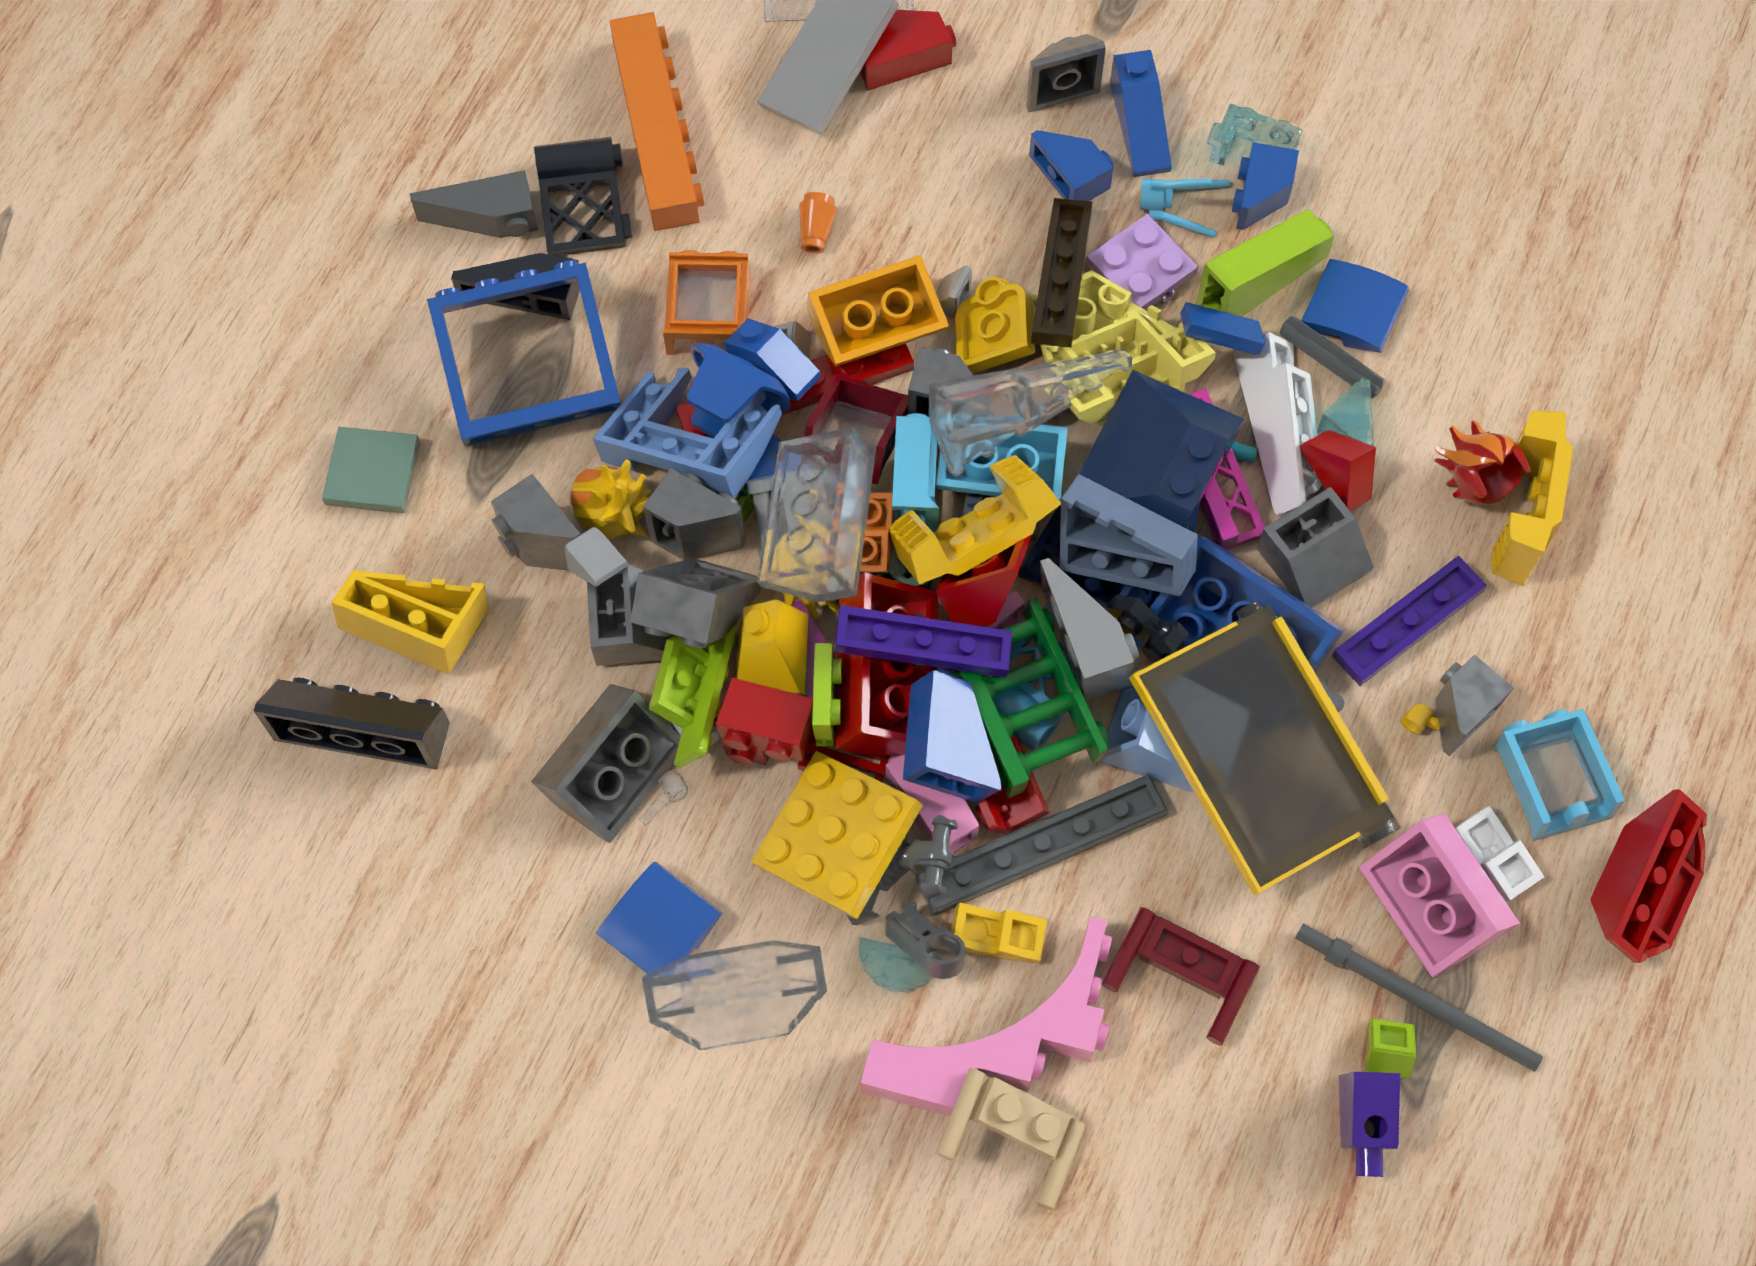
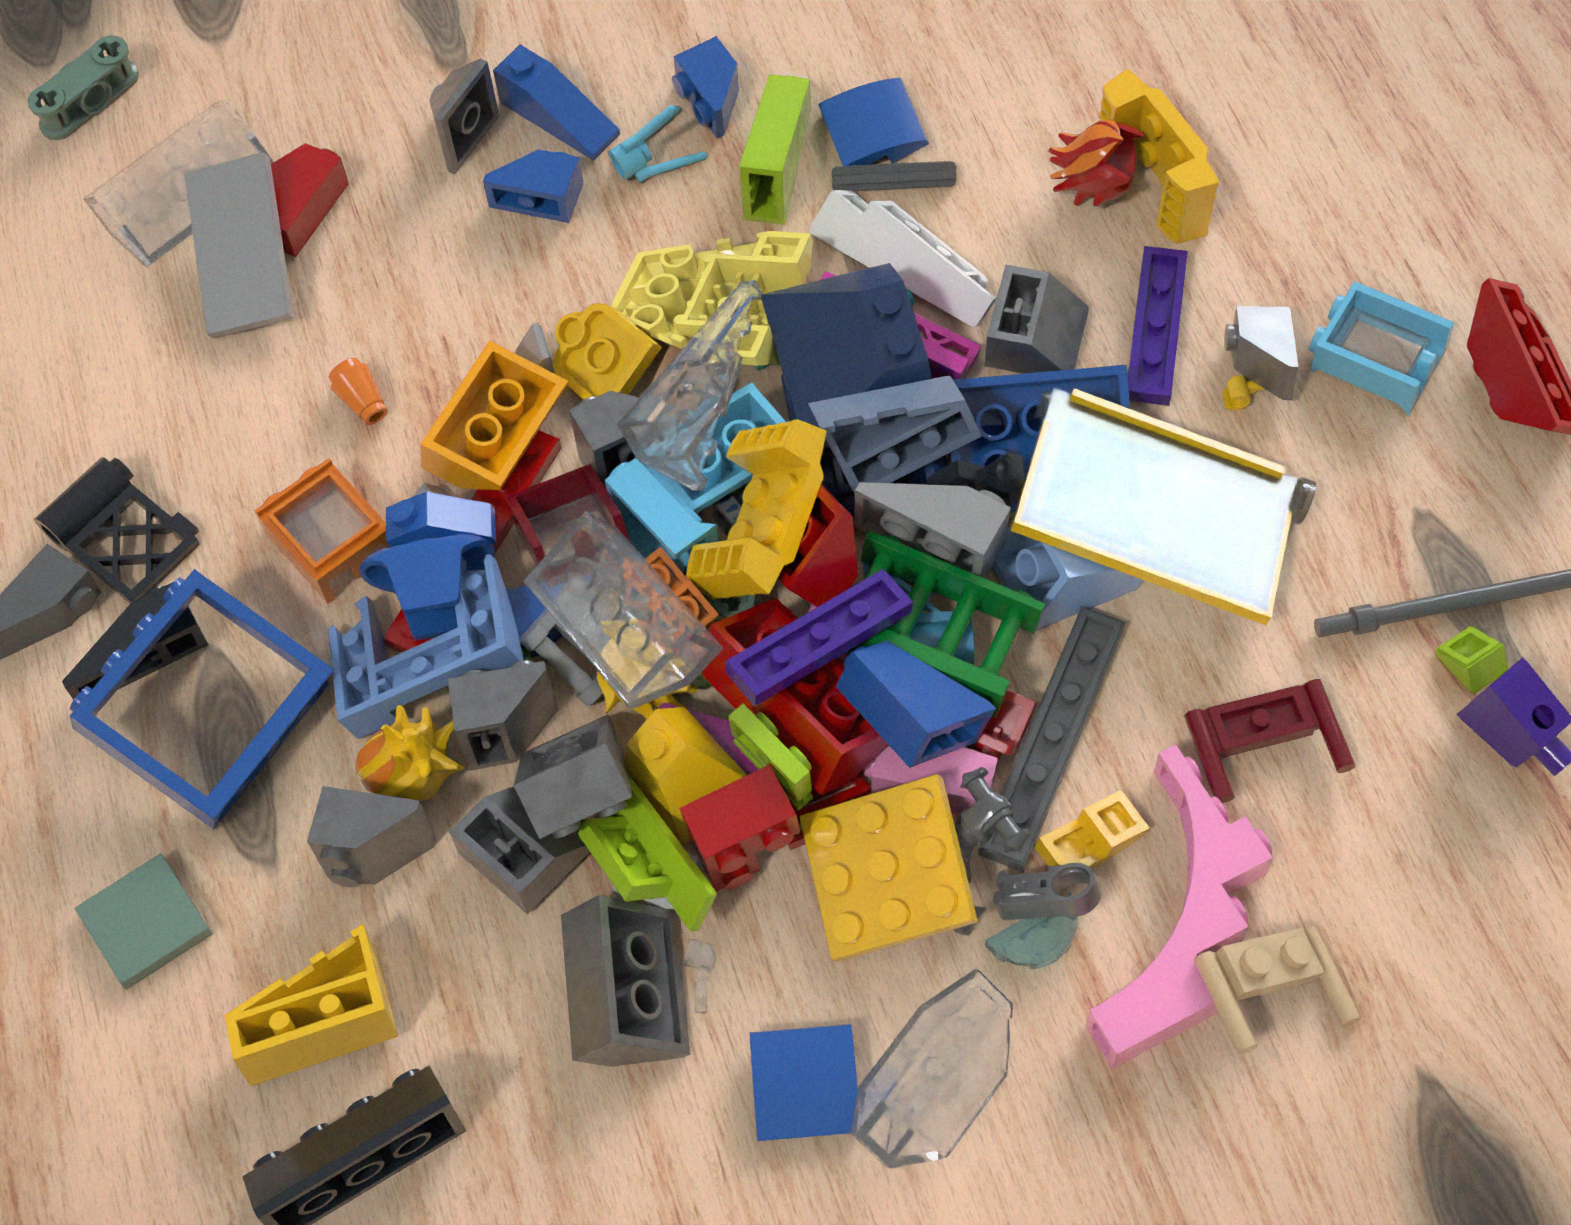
camera: 40 degrees left, 5 degrees down
(593, 557) = (449, 813): light grey slope -> none
(655, 122) = (128, 416): orange brick -> none
(1062, 273) = (620, 269): dark brown plate -> none
(1143, 263) = (671, 215): lavender plate -> none
(1222, 328) = (794, 213): blue tile -> none
(1250, 126) = (656, 50): clear light blue bracket -> none
(1343, 466) = (989, 244): red slope -> none
(1351, 414) = (965, 213): clear light blue slope -> none
(1438, 894) = (1391, 511): bright pink slope -> none
(1503, 860) = (1403, 448): white slope -> none

